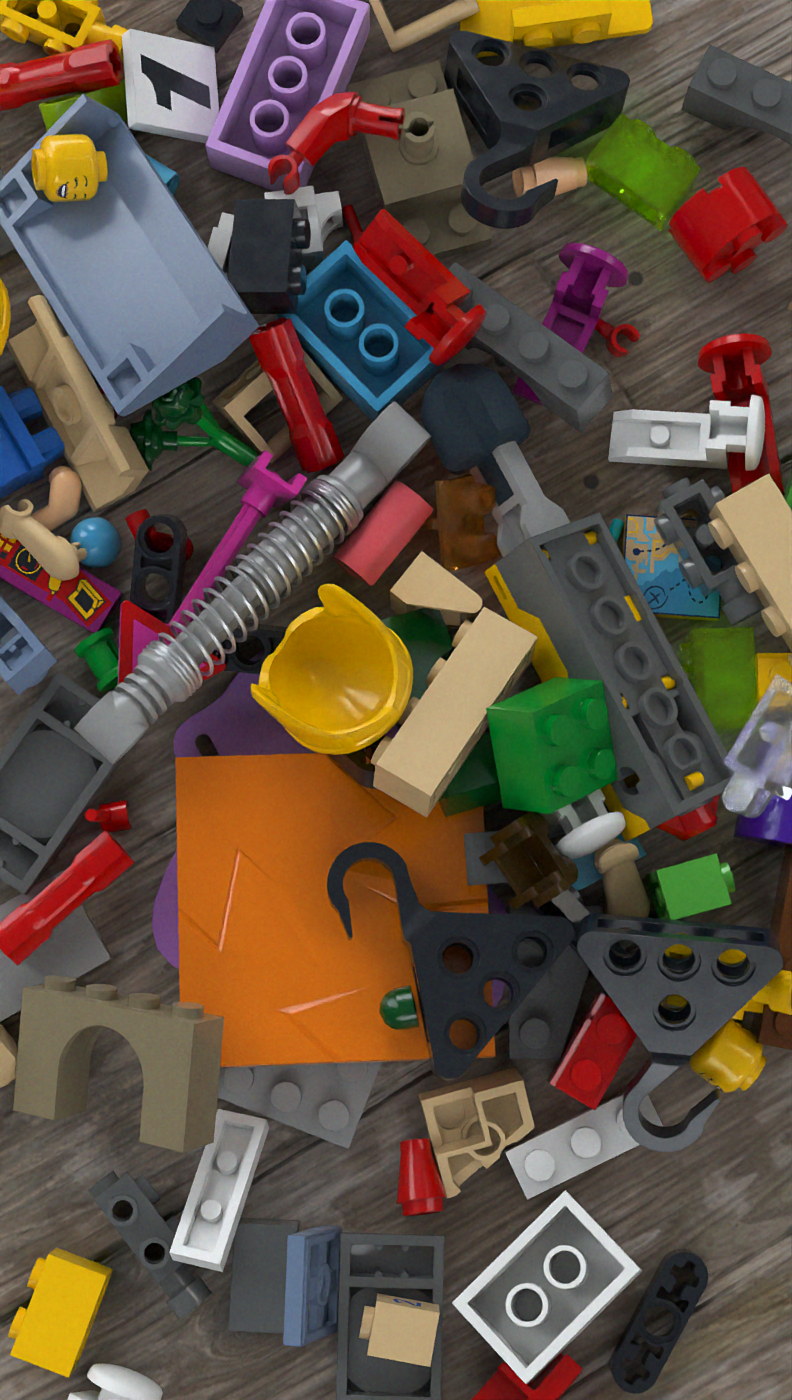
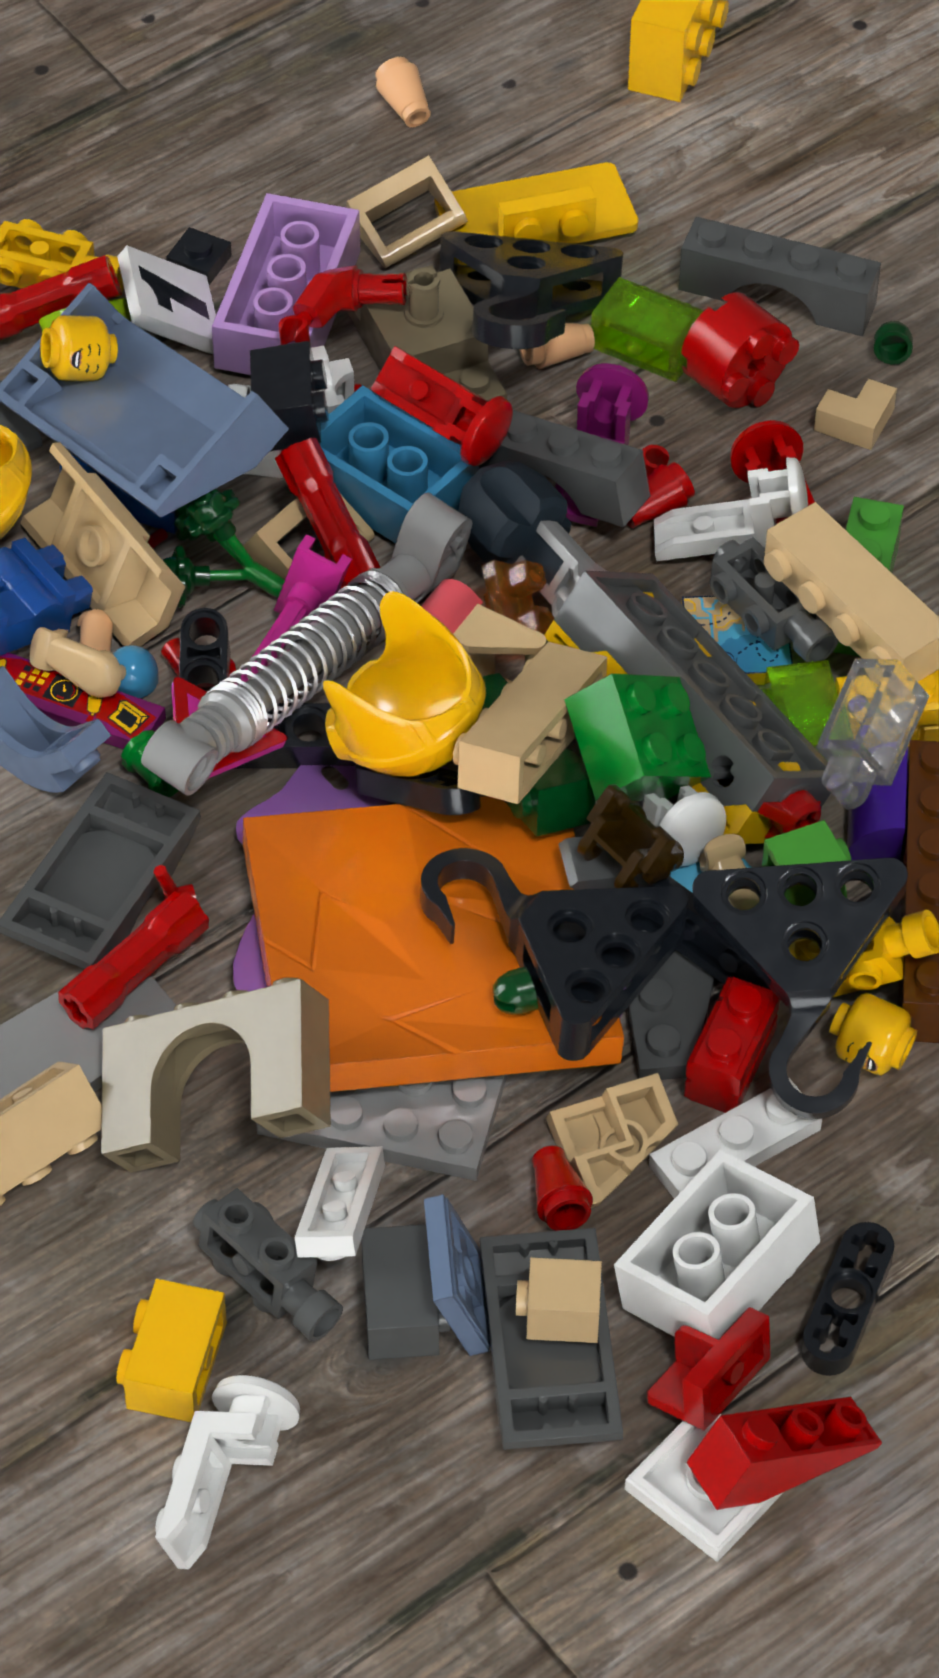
camera: 10 degrees left, 30 degrees down
(629, 382) = (668, 490): none -> red cone

